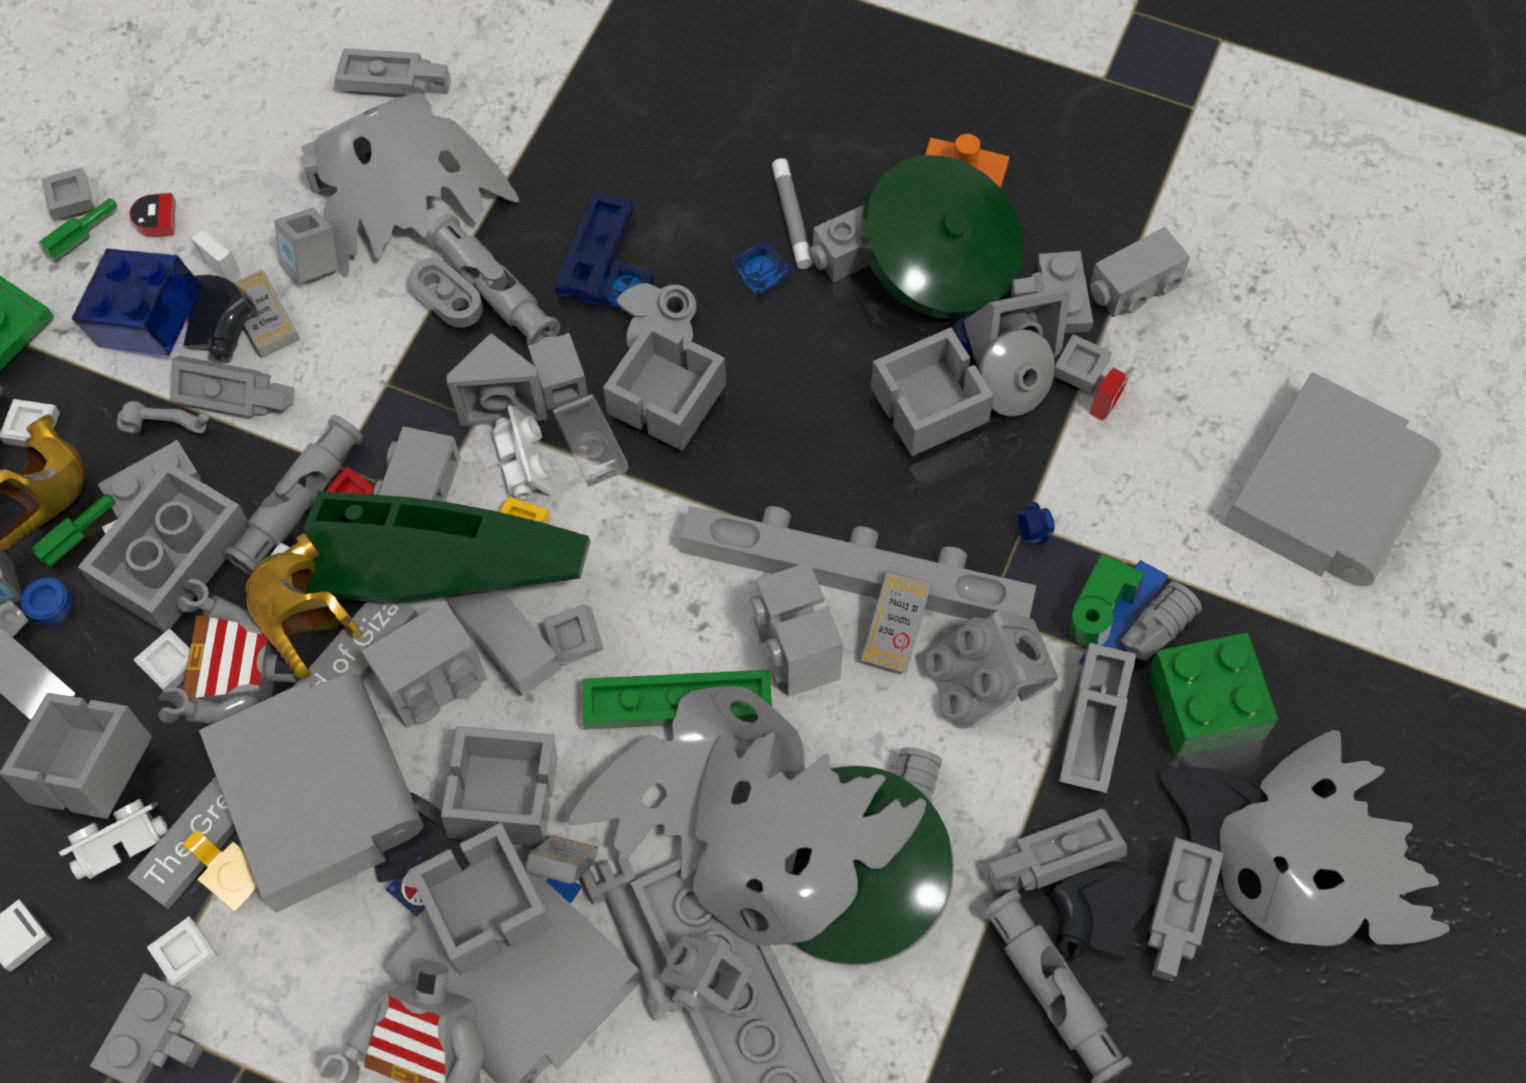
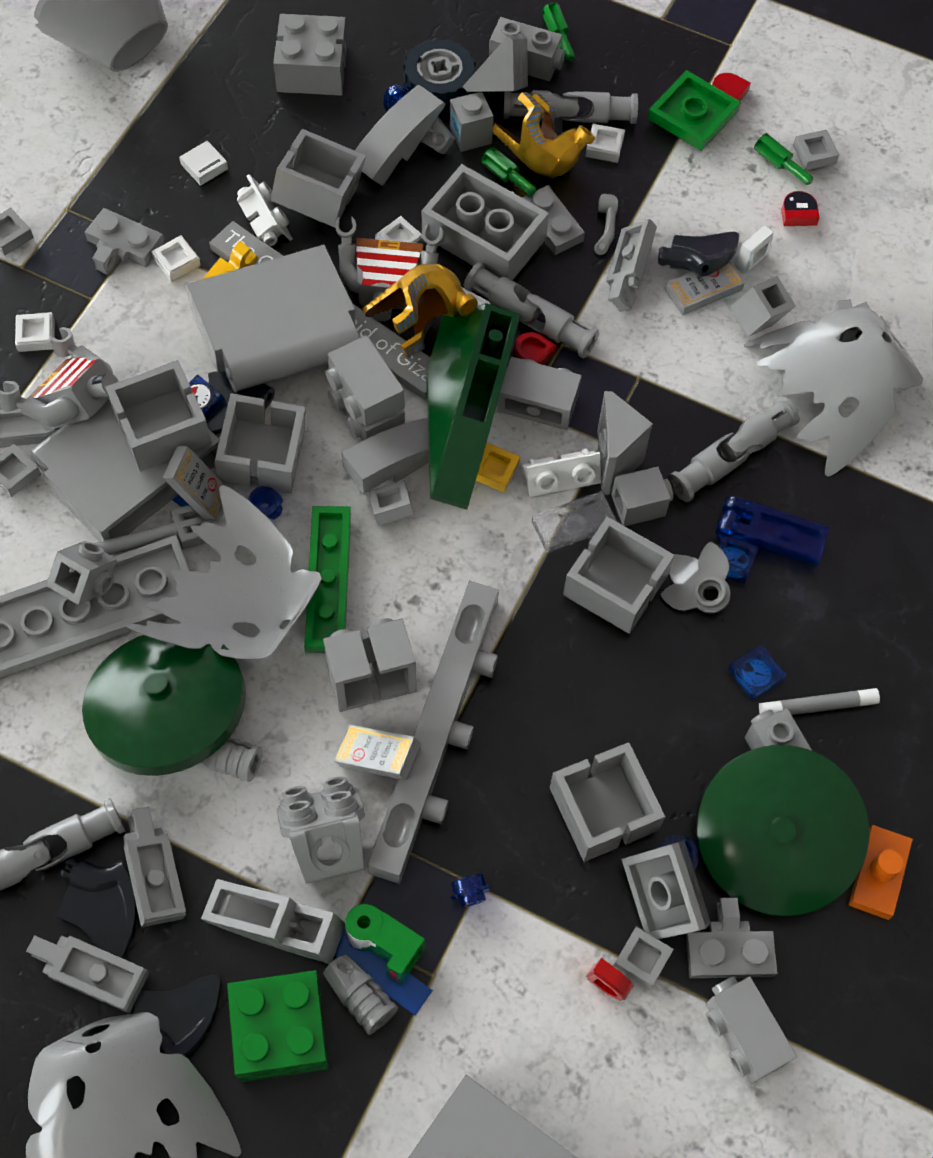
camera: 90 degrees right, 0 degrees up
(46, 601) = (451, 159): blue tile -> none
(137, 301) = (705, 195): clear blue brick -> none
(448, 295) = (720, 416): light grey plate -> none
(567, 778) = (268, 496): none -> clear blue plate
(773, 823) = (190, 643): light grey piece -> none
(1004, 370) = (638, 880): light grey dish -> none

